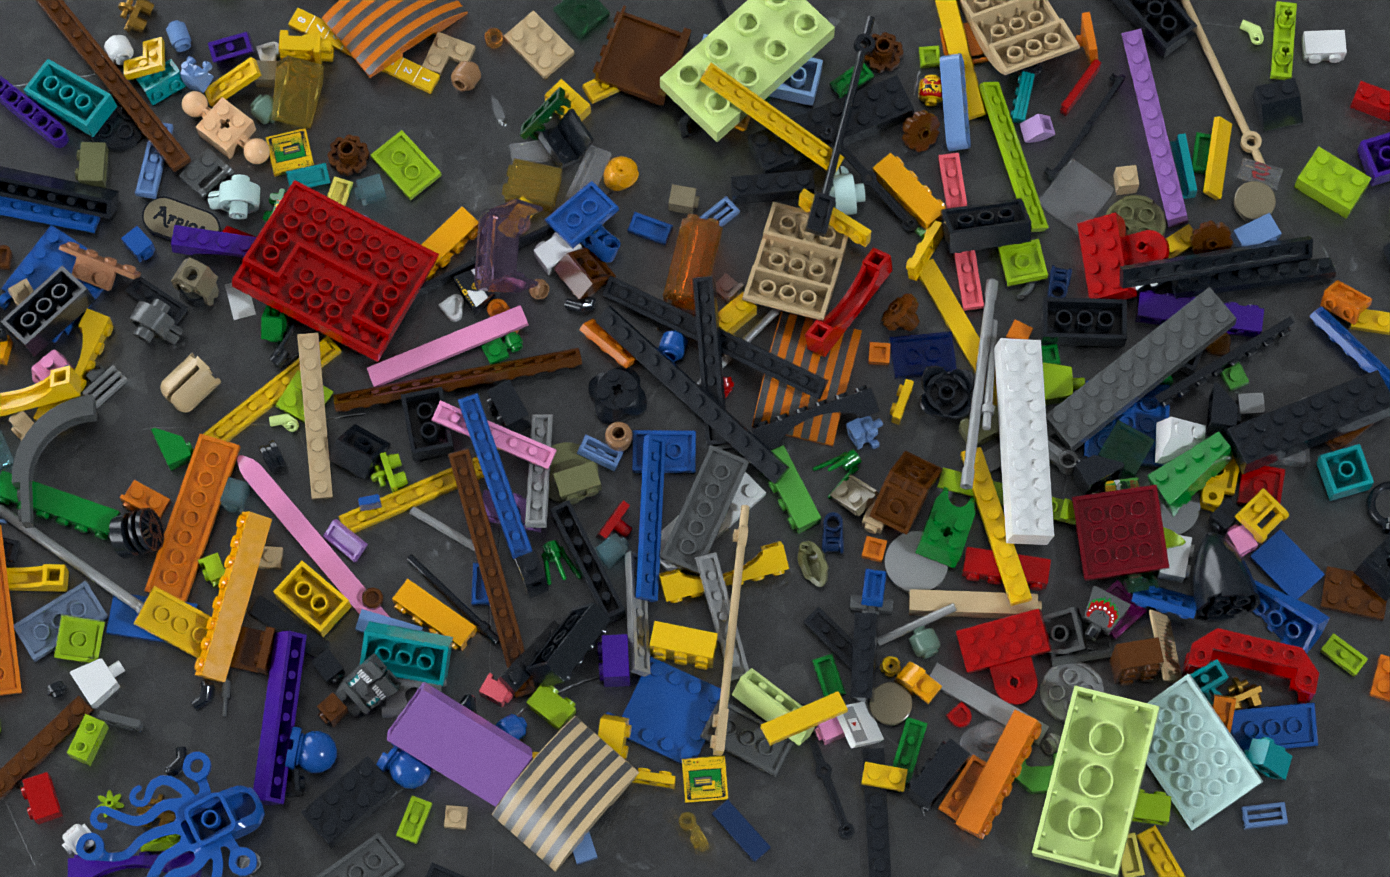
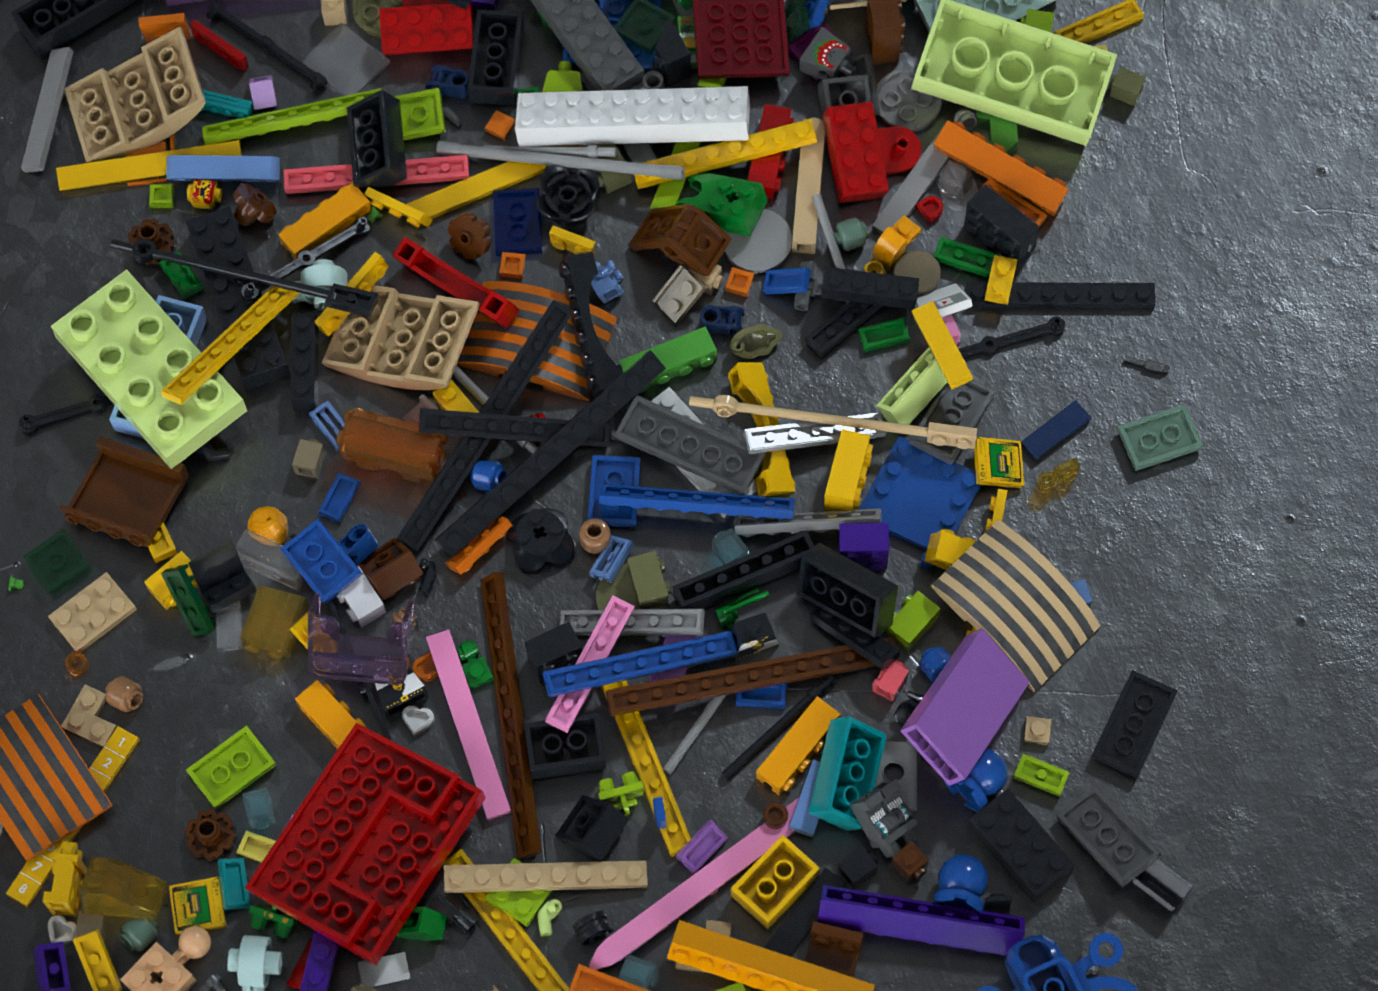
camera: 85 degrees left, 5 degrees down
(616, 523) = (696, 546): red tile -> none
(847, 460) = (639, 300): green plant -> none

